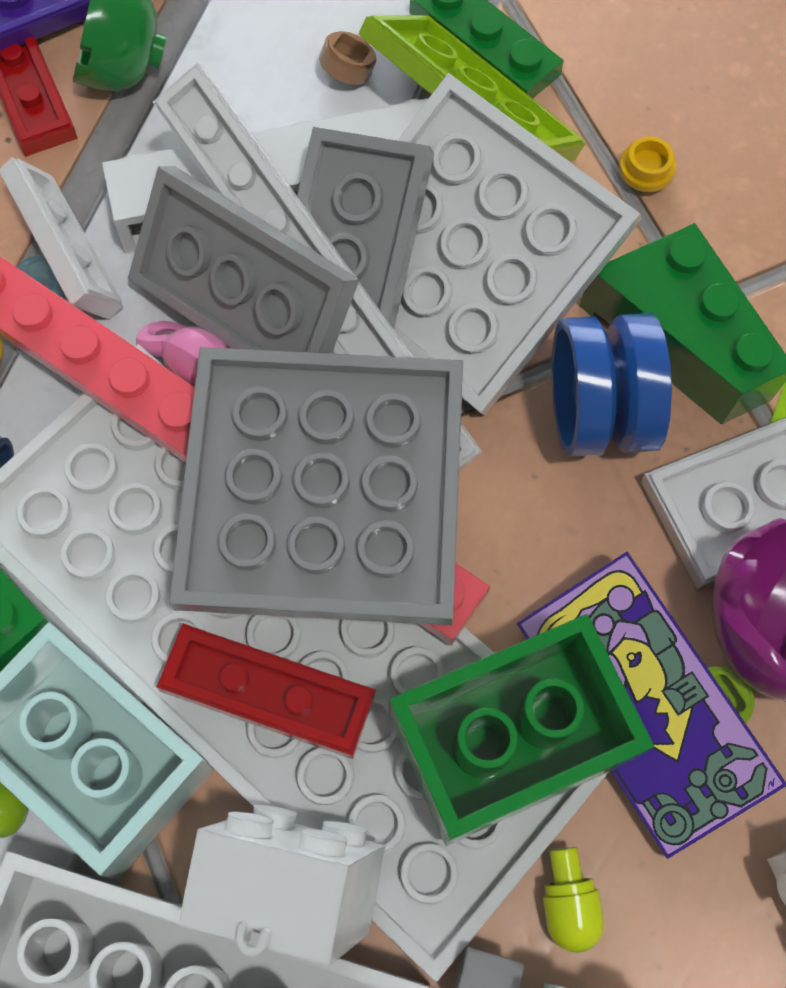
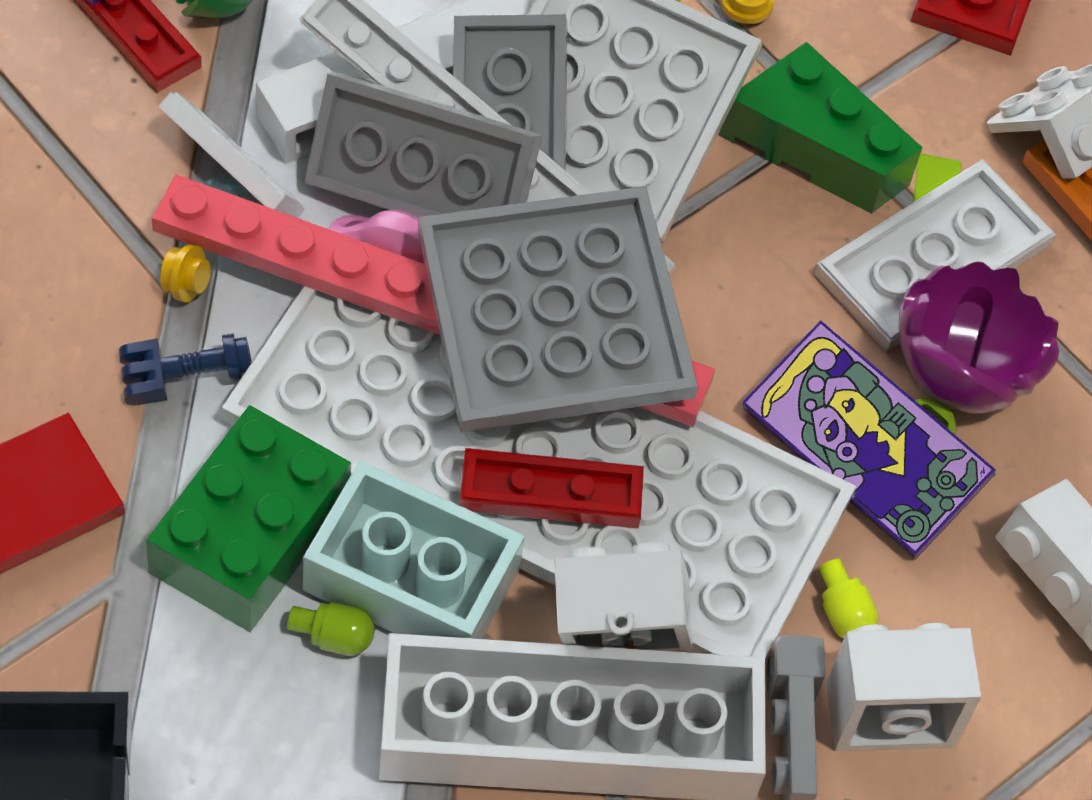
camera: 20 degrees left, 10 degrees down
(517, 728) = (770, 464): green brick -> none
(611, 384) = (769, 190): blue wheel -> none

